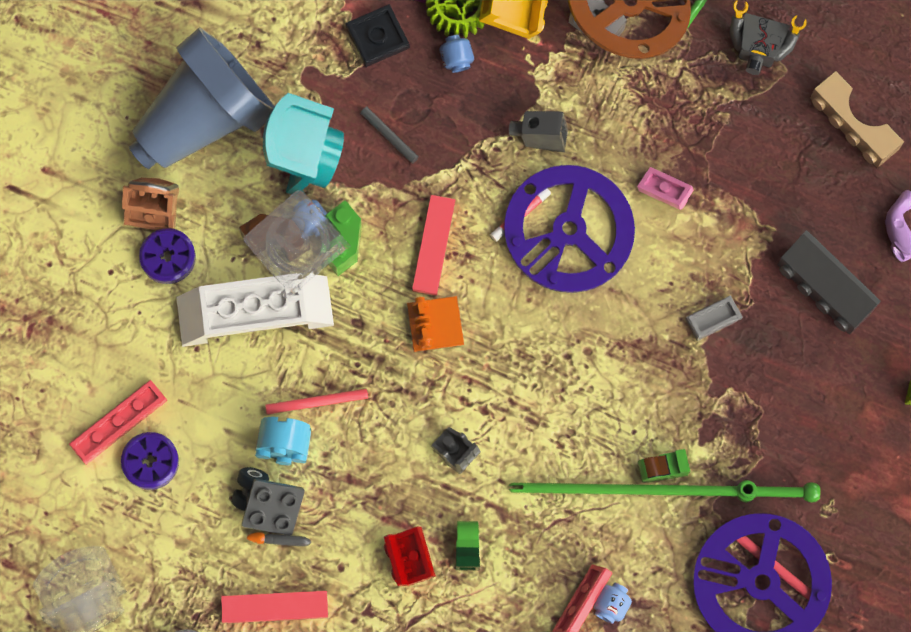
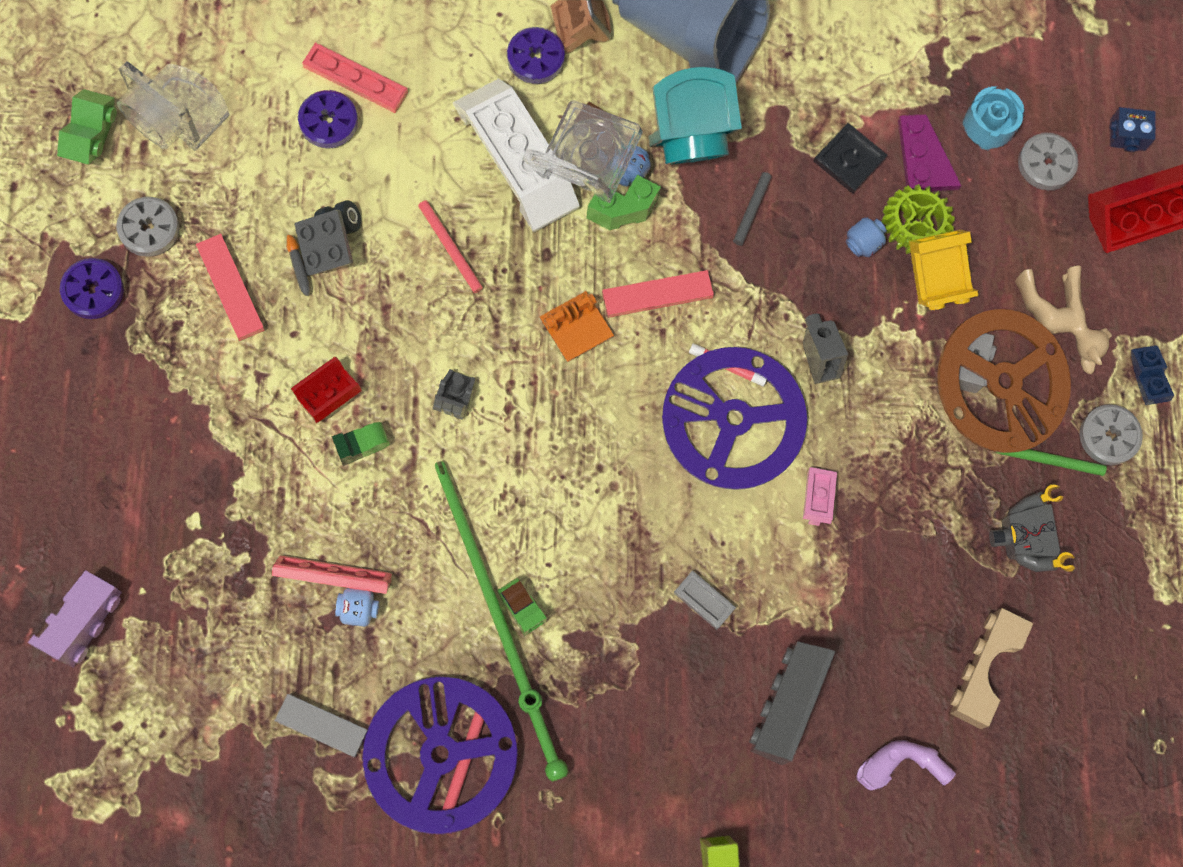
camera: 60 degrees right, 0 degrees up
(283, 440) = (394, 226): medium azure brick -> none

